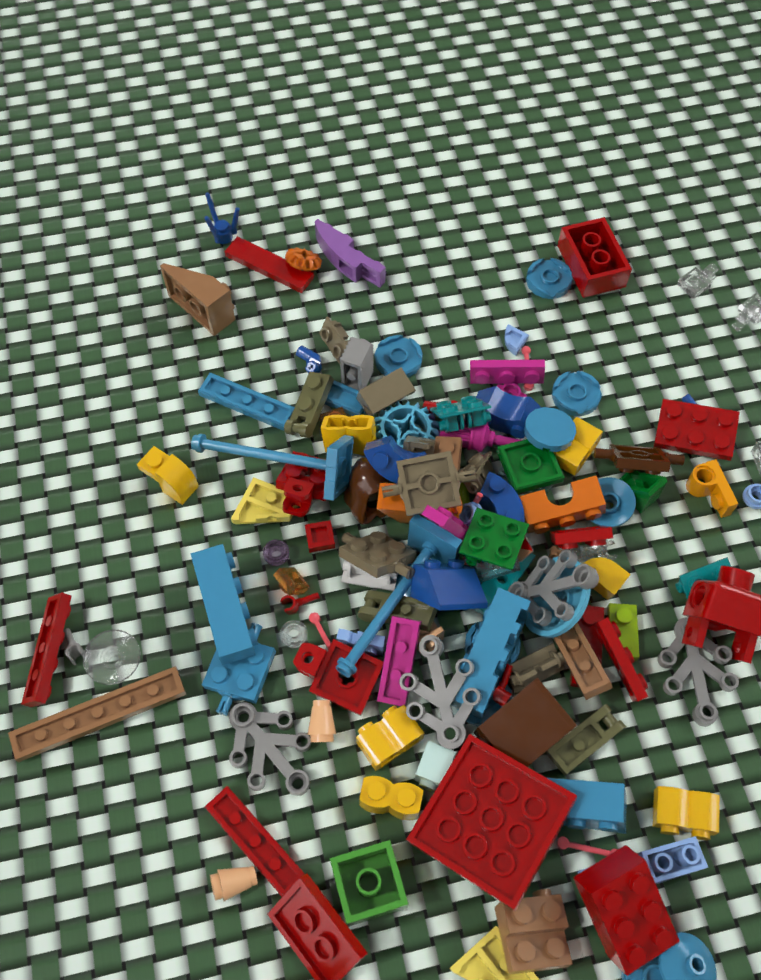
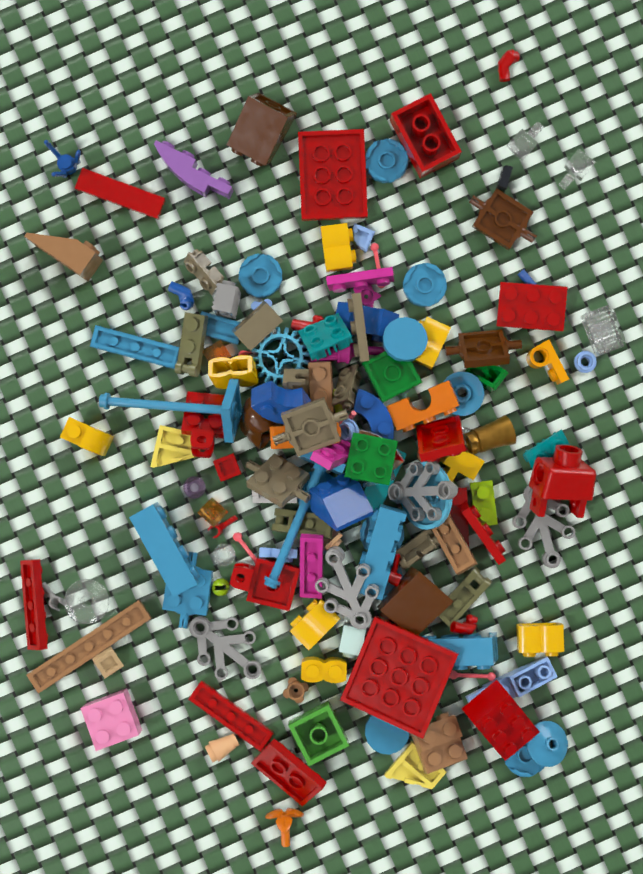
camera: 15 degrees left, 25 degrees up
(97, 812) = (111, 719): none -> bright pink brick
(115, 737) = (107, 662): none -> tan plate
(280, 678) = (220, 582): none -> lime hinge
(303, 259) = (147, 192): orange gear -> none
(321, 722) = (261, 623): light nougat cone -> none
(357, 820) = (297, 696): none -> medium nougat plate
(425, 227) = (260, 129): none -> reddish brown slope
(461, 907) = (384, 736): none -> dark azure tile
(486, 338) = (337, 248): none -> yellow brick
(491, 280) = (332, 175): none -> red plate
(499, 406) = (358, 327): none -> dark tan plate
(577, 773) = (466, 627): none -> red arm
(641, 550) = (491, 436): none -> pearl gold plant
(669, 344) = (502, 219): none -> reddish brown plate
(673, 308) = (504, 178): none -> black tile
(679, 217) = (510, 57): none -> red arm

